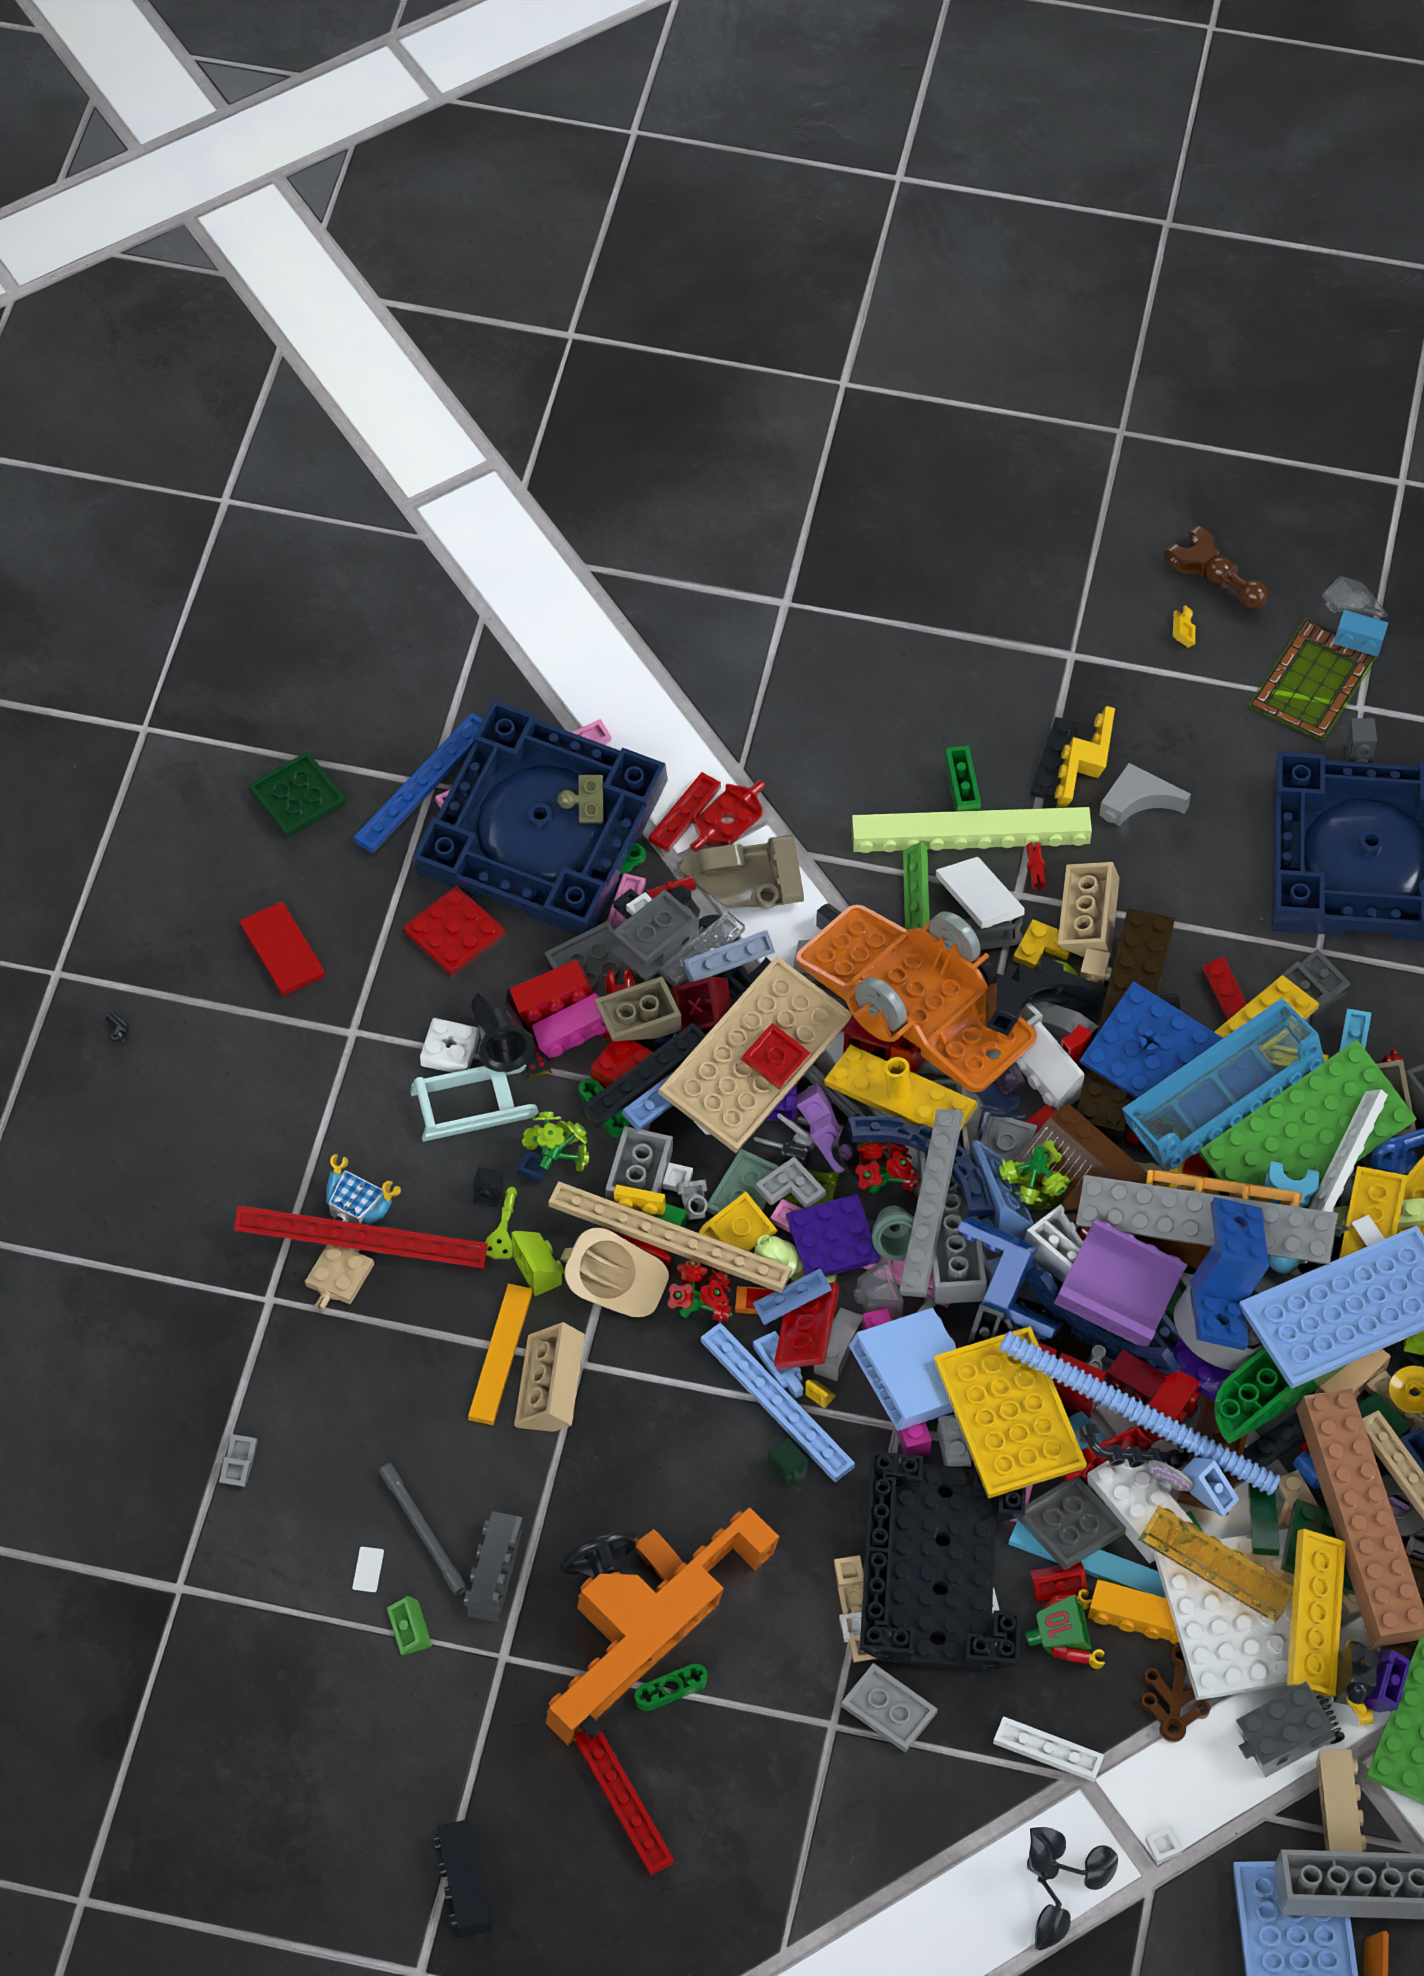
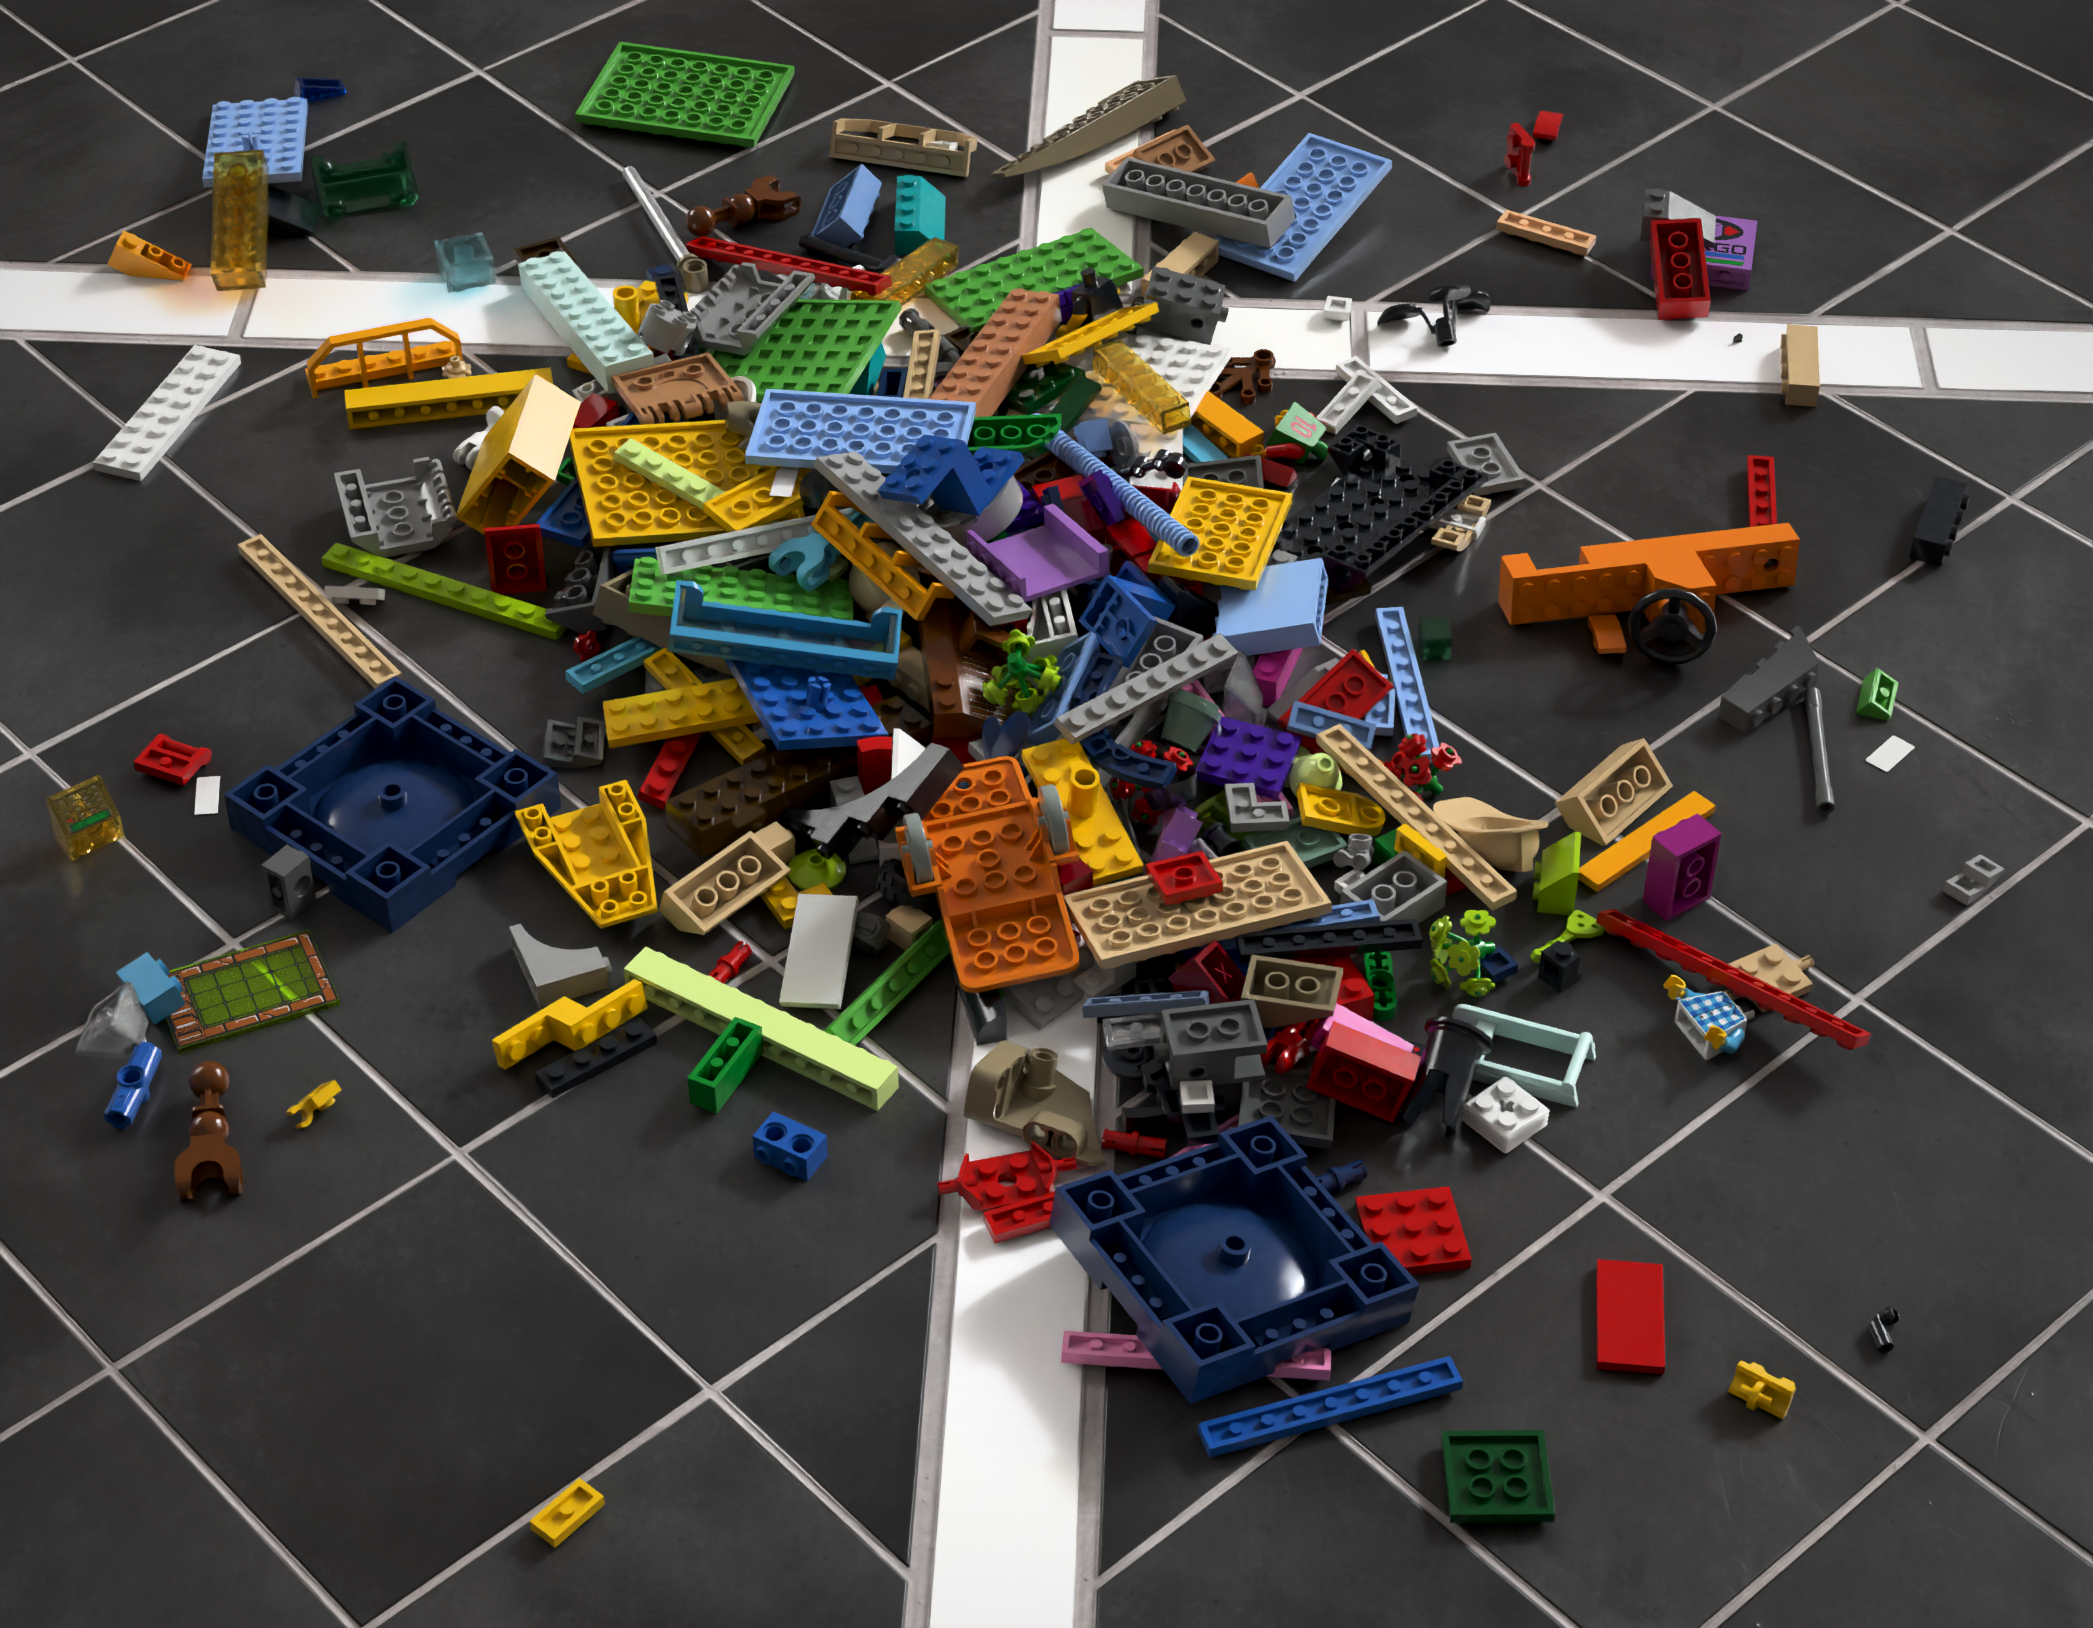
camera: 145 degrees left, 15 degrees down
(181, 936) = (1762, 1389): none -> yellow hips
(447, 1299) = (1681, 867): none -> magenta brick
(526, 935) = (1337, 1178): none -> dark blue pin
(588, 799) = (1169, 1220): olive plate -> none
(794, 488) = (567, 1512): none -> yellow plate
(875, 762) = (790, 1146): none -> blue brick
(1057, 1709) = (1348, 402): none -> white tile
(1130, 1380) = (1098, 491): none -> dark purple plate
(1198, 882) = (597, 854): none -> yellow wedge
(1298, 574) = (133, 1085): none -> blue piece

